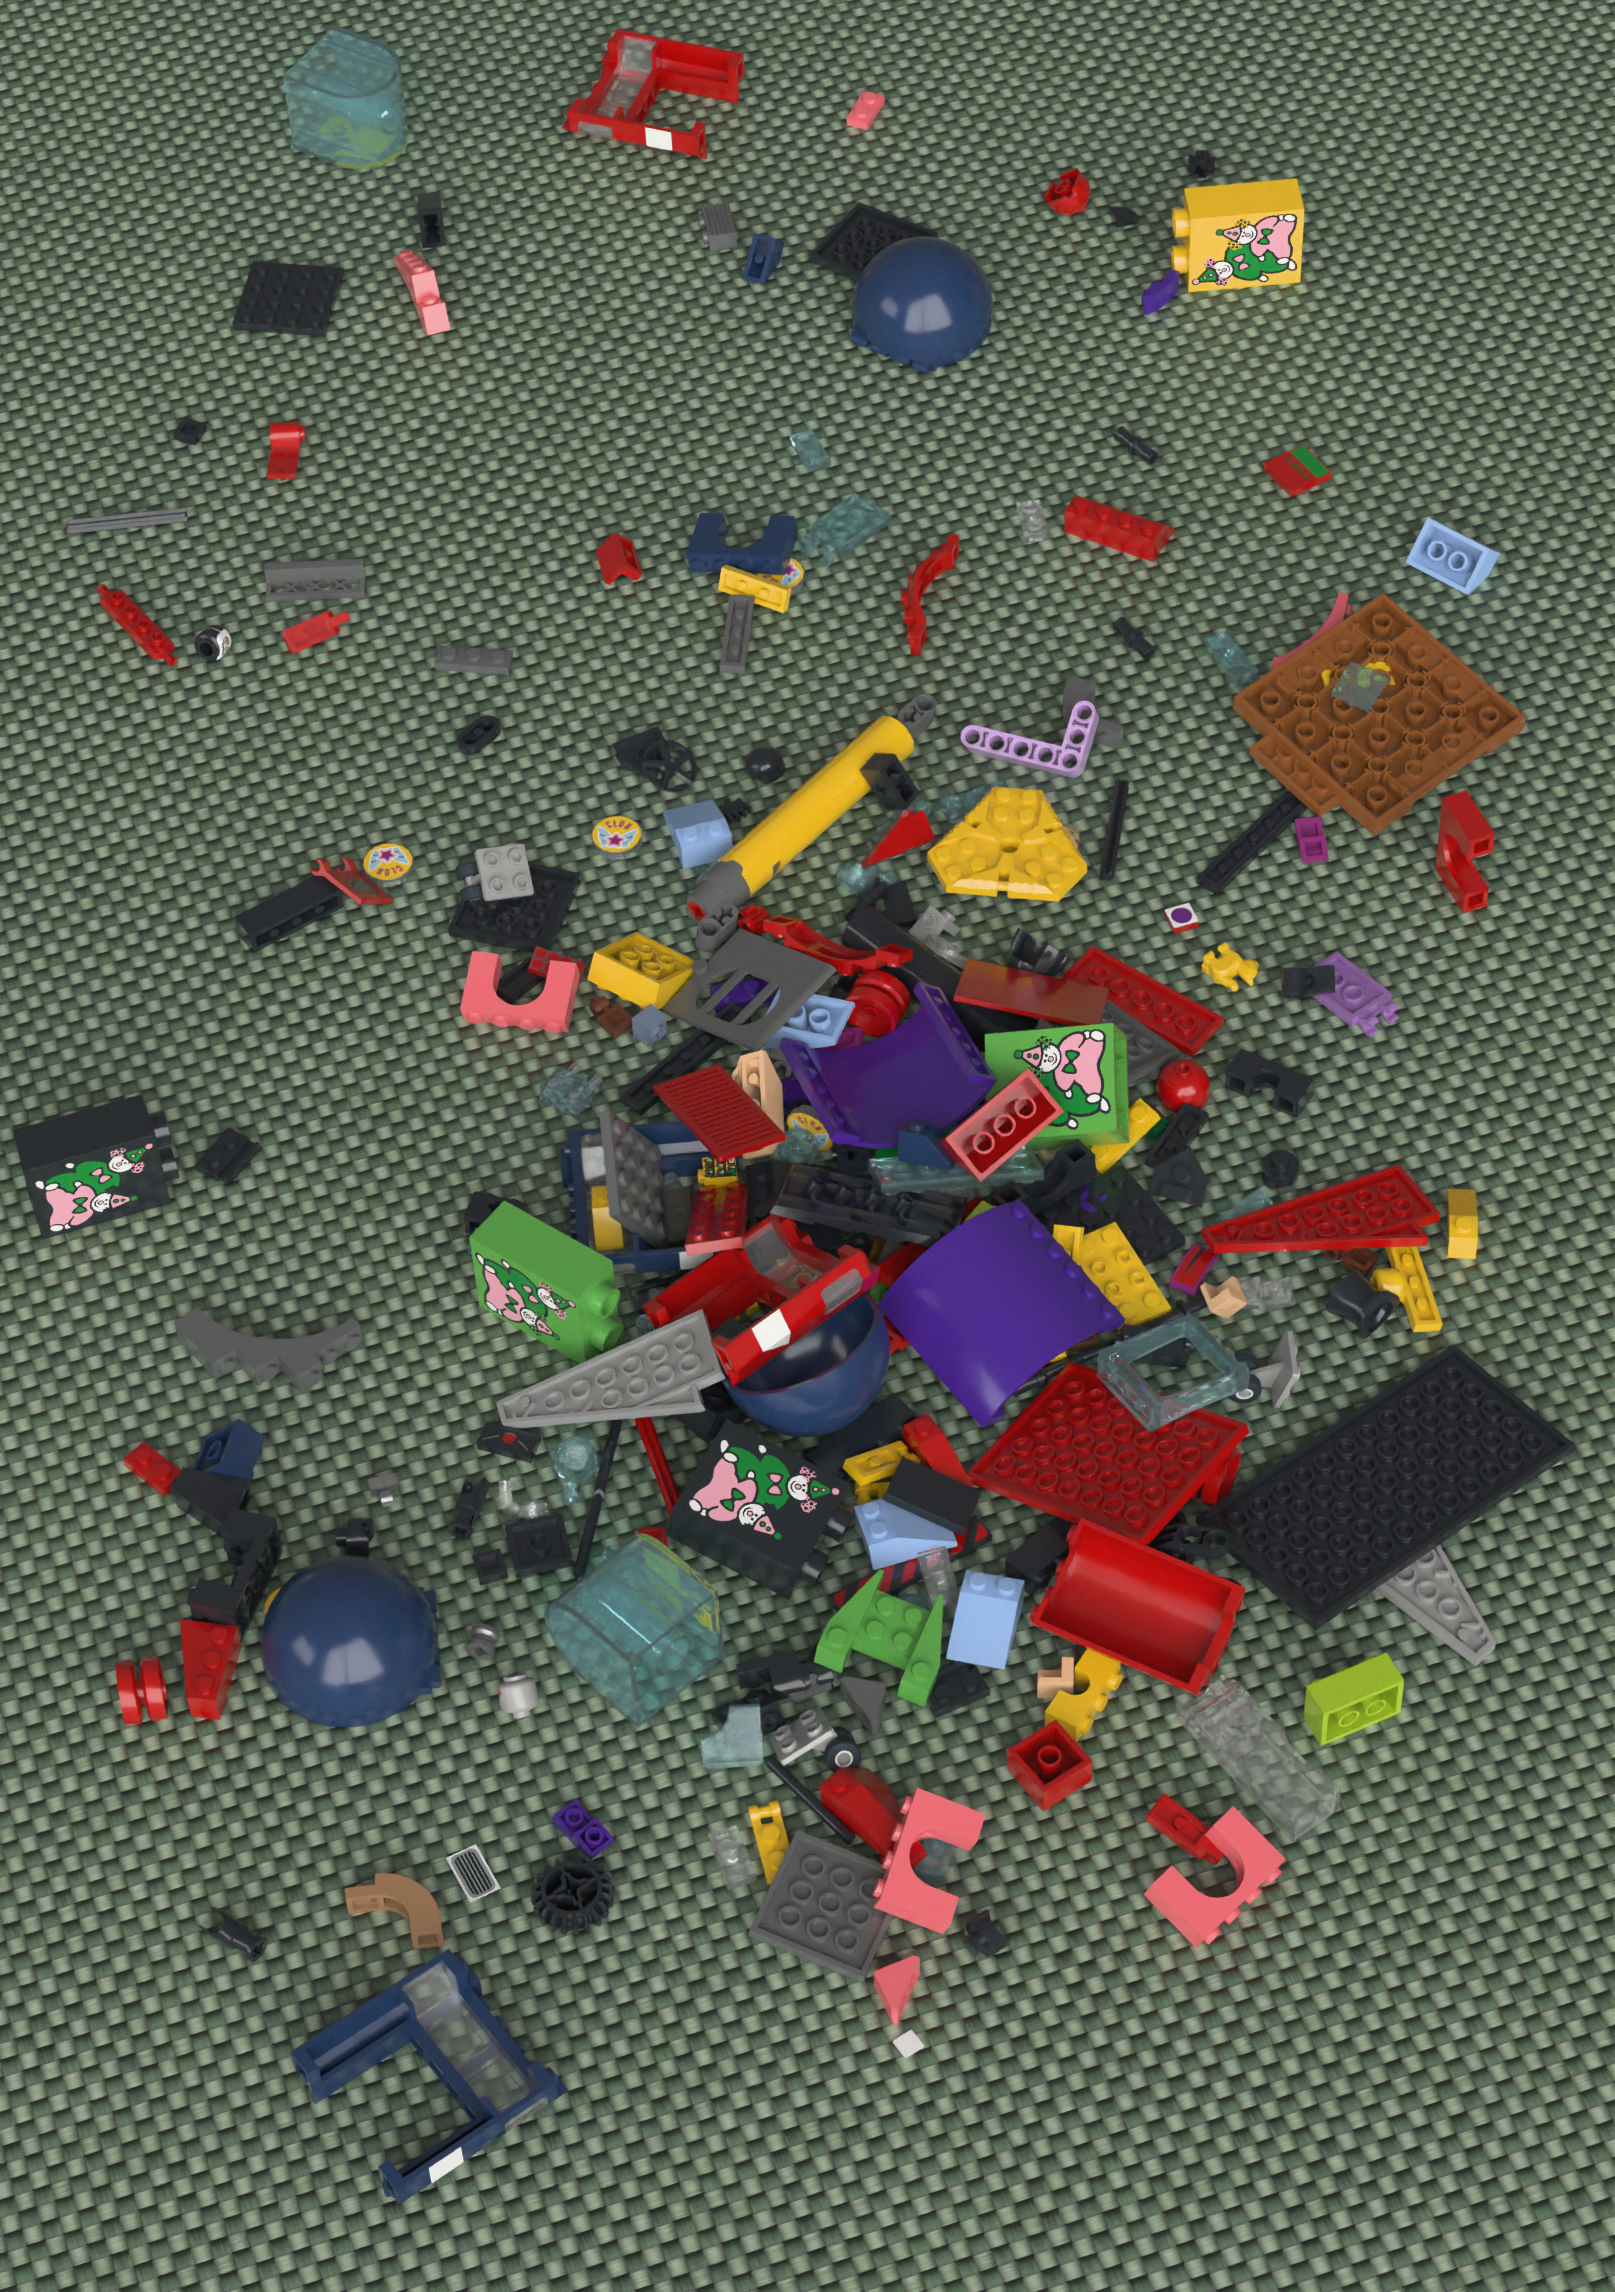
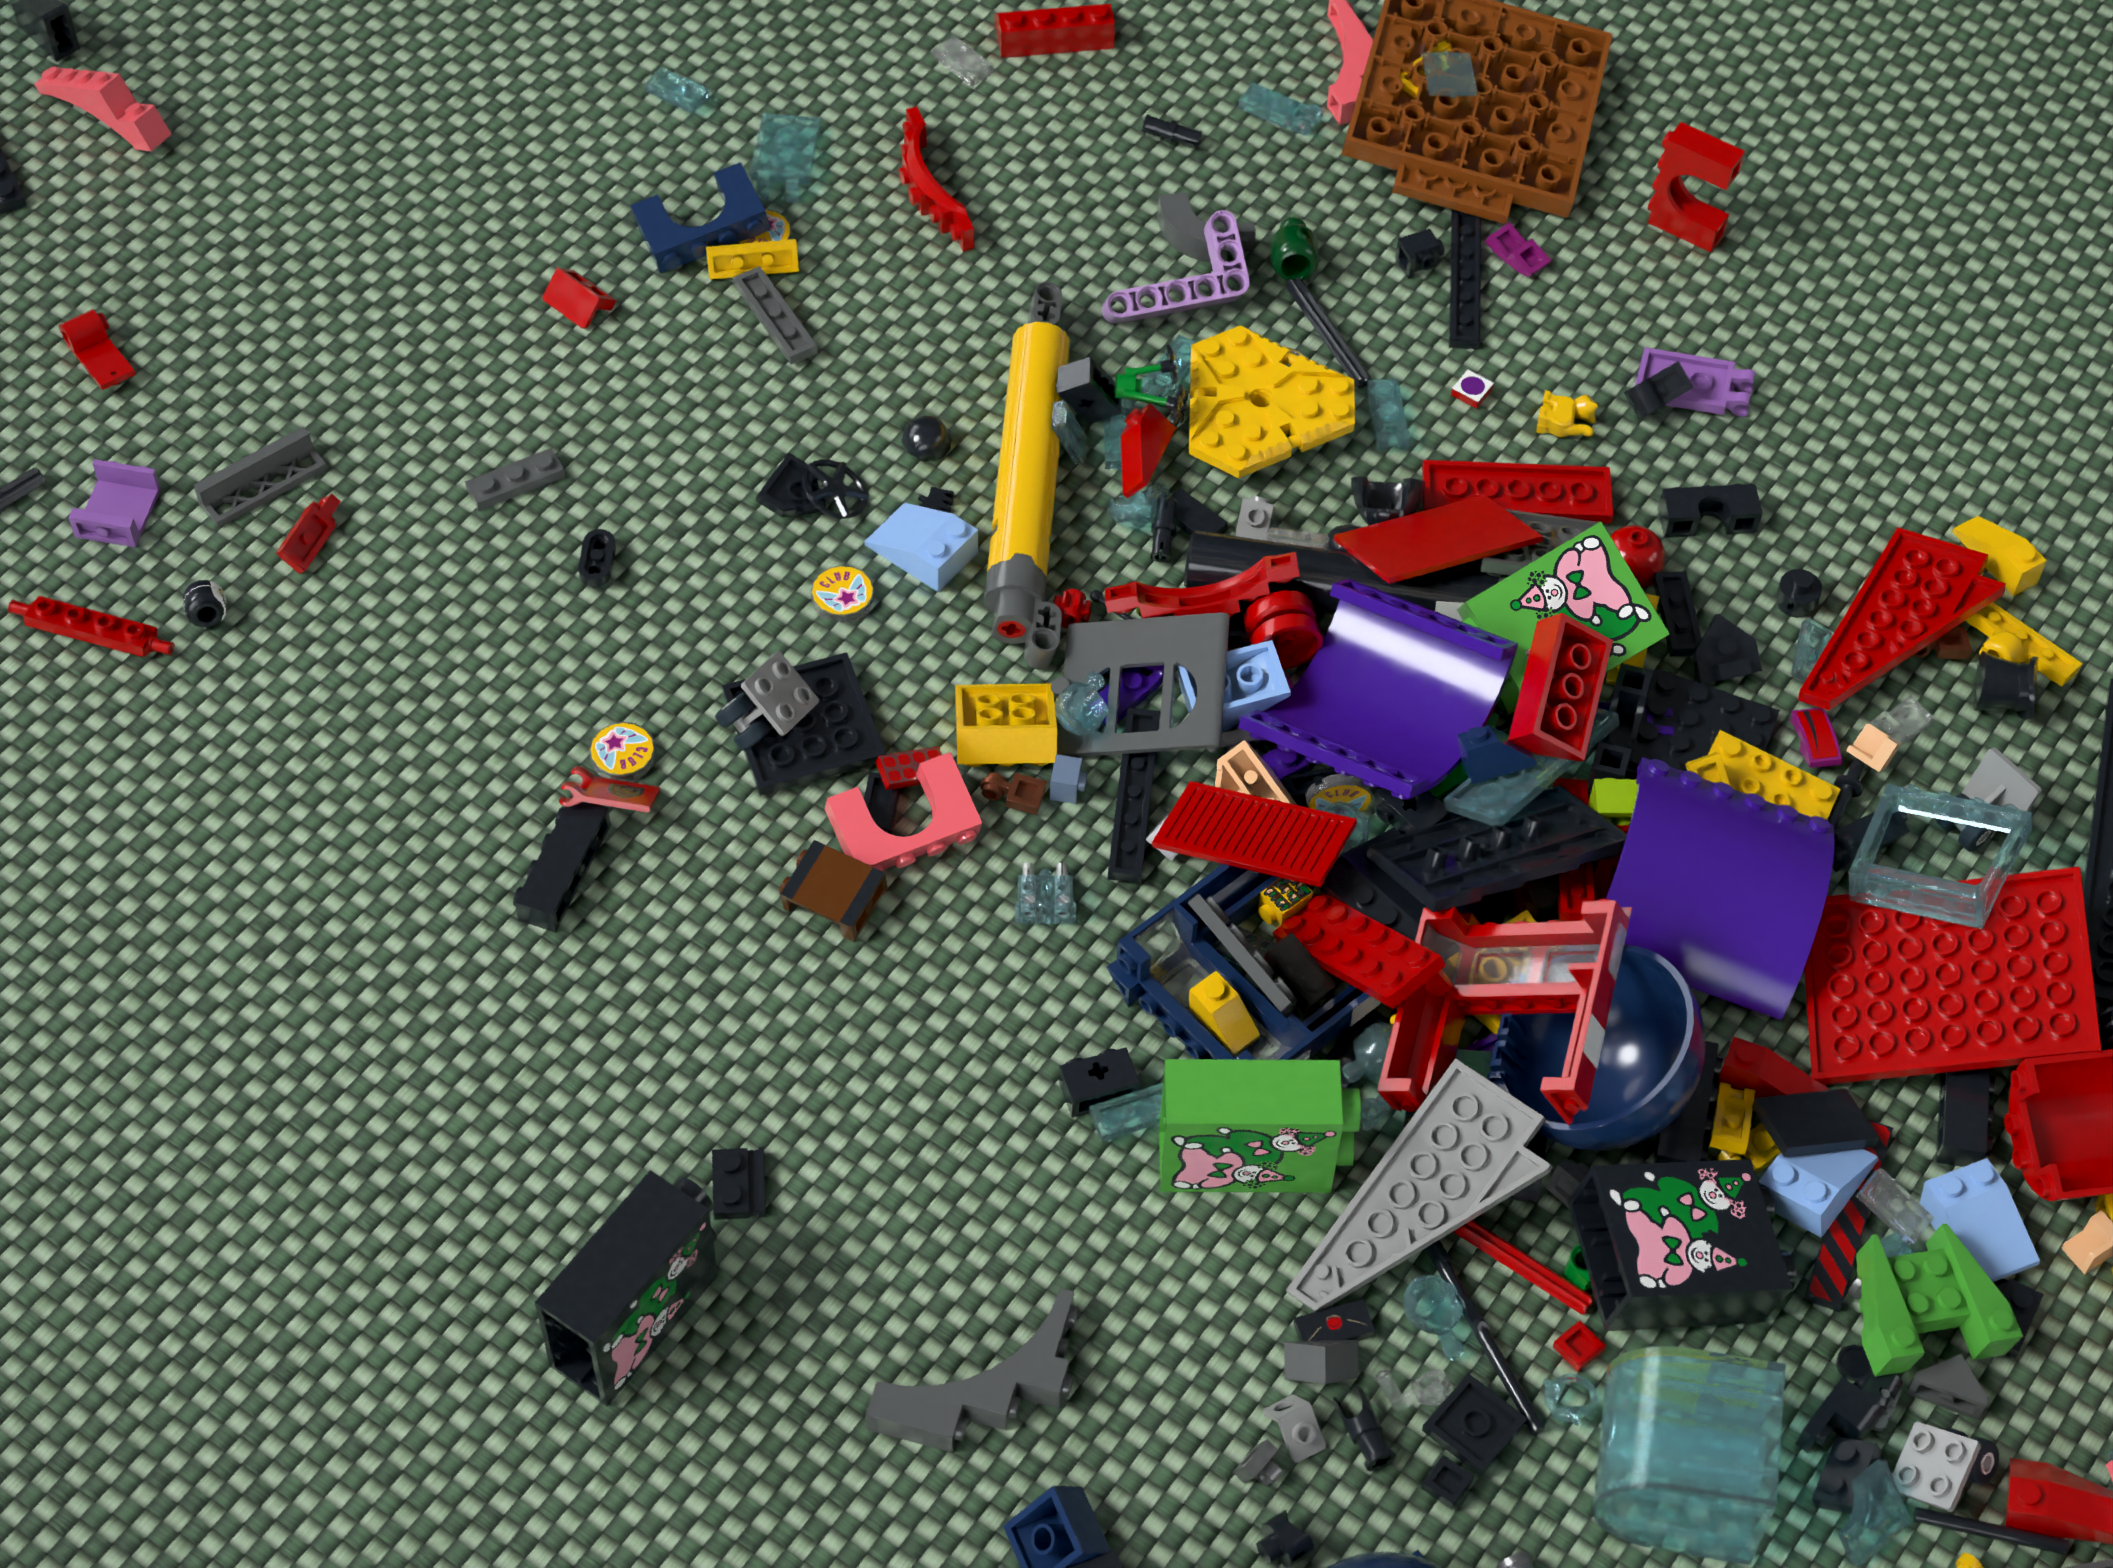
camera: 40 degrees left, 5 degrees up
(216, 557) = (117, 504): none -> medium lavender panel
(427, 1484) = (1297, 1427): none -> light grey bracket
(438, 1014) = (834, 887): none -> reddish brown panel
(480, 1454) = (1321, 1361): none -> dark grey slope
(692, 981) = (1080, 707): none -> clear light blue hair
(856, 804) = (1069, 432): none -> clear light blue tile
(915, 791) = (1129, 387): none -> plant
(1103, 905) = (1388, 414): none -> clear light blue plate
(1138, 759) = (1294, 250): none -> dark green piece
(1232, 805) = (1418, 252): none -> black brick

